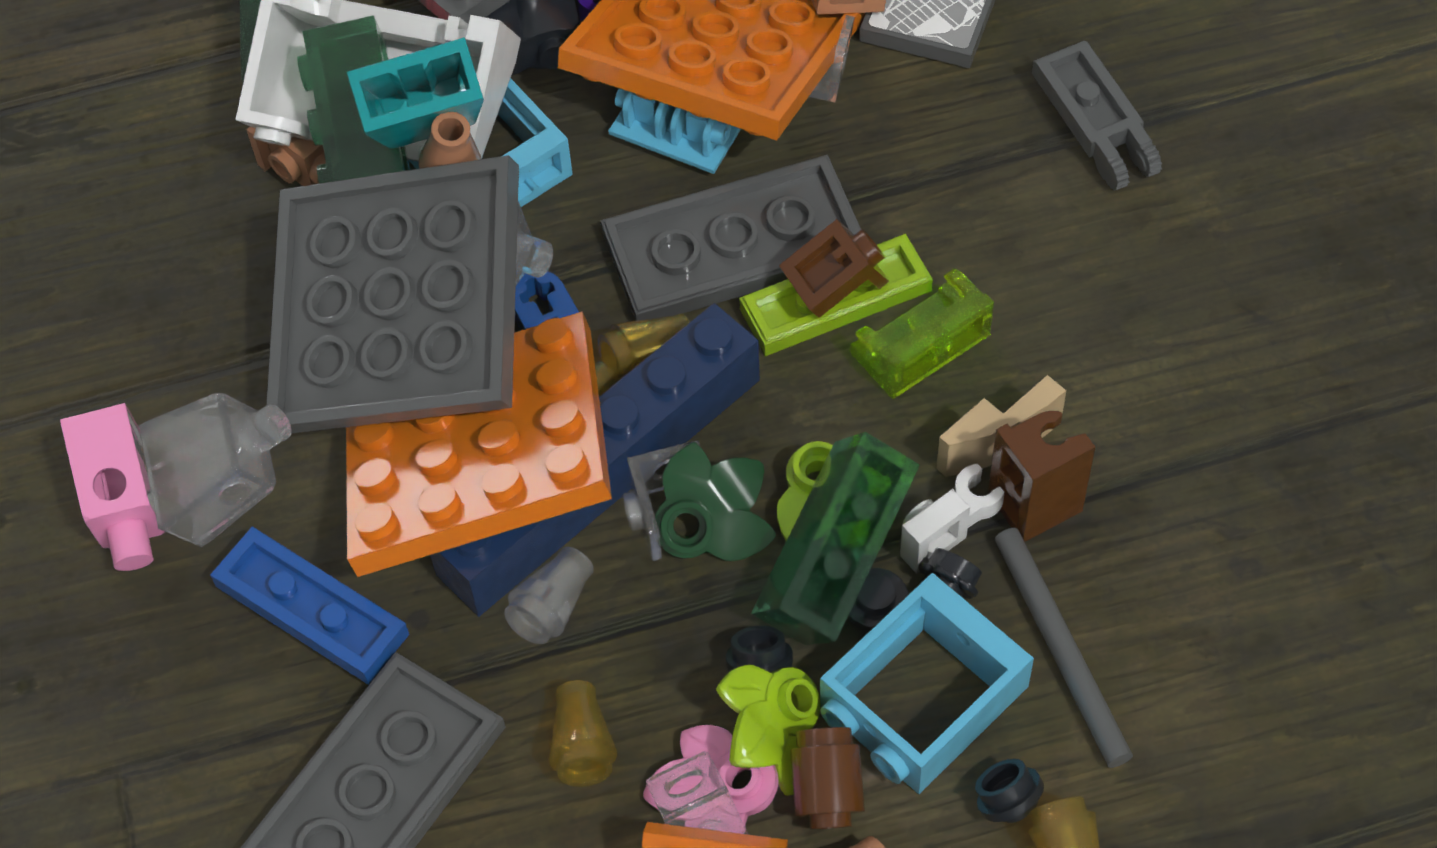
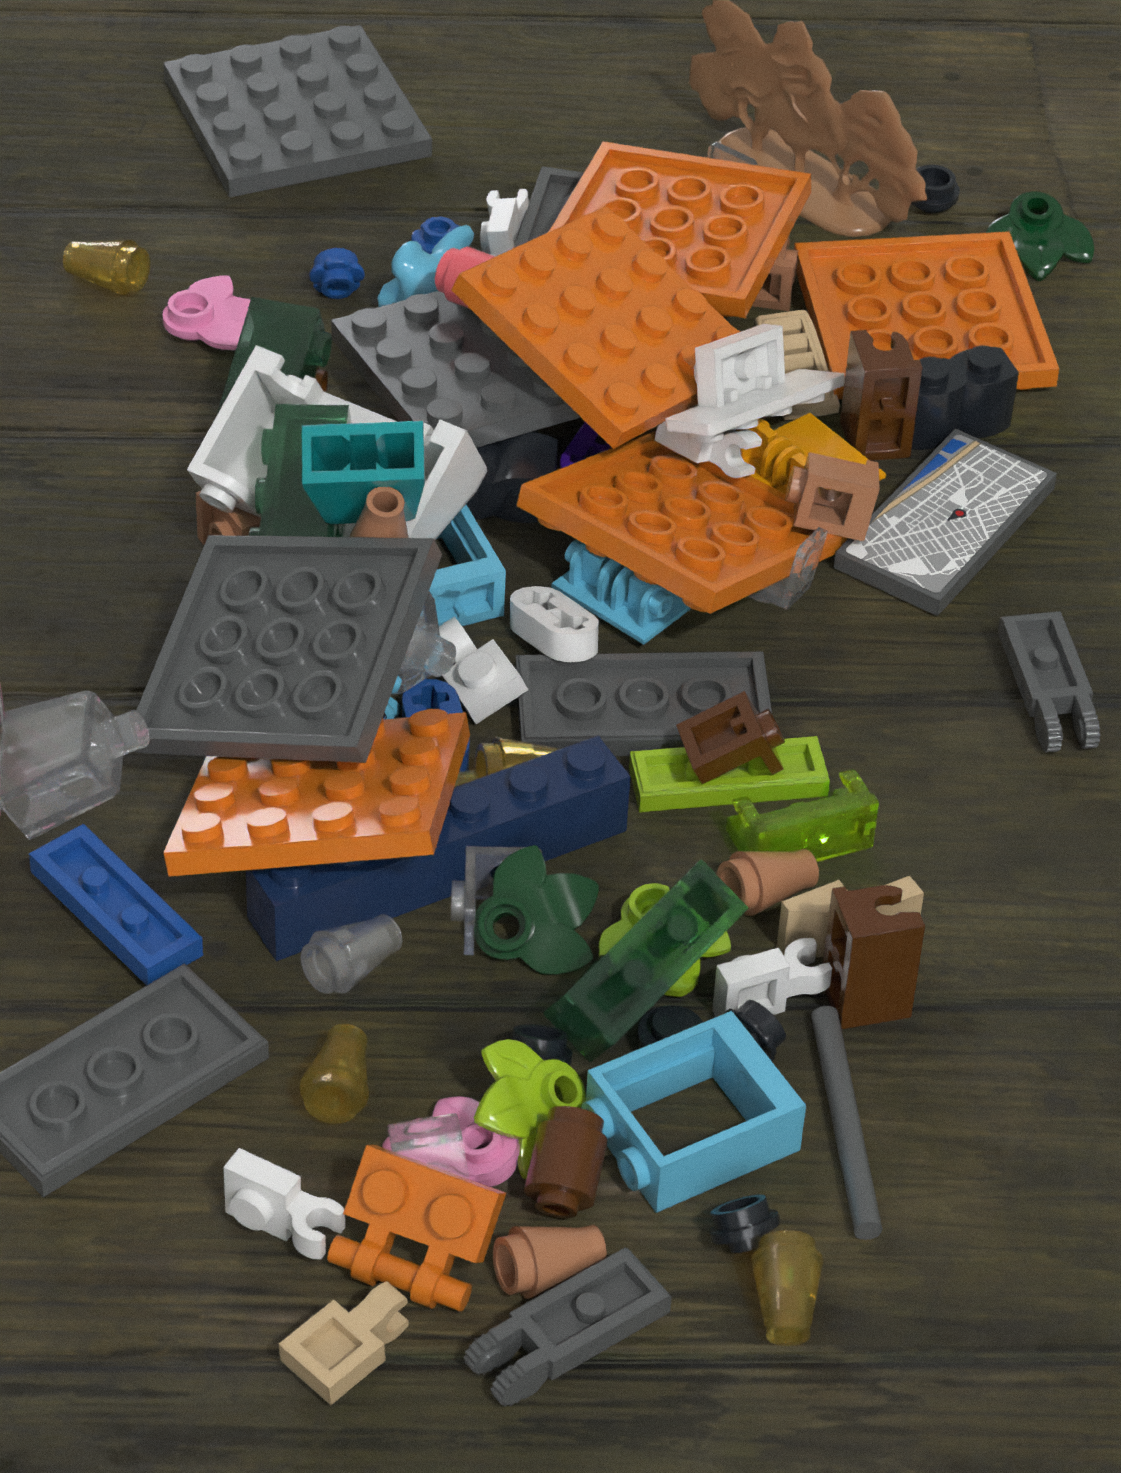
camera: 10 degrees right, 15 degrees down
(580, 253) = (480, 675): none -> white plate
(626, 178) = (554, 624): none -> white beam
(906, 406) = (768, 876): none -> nougat cone

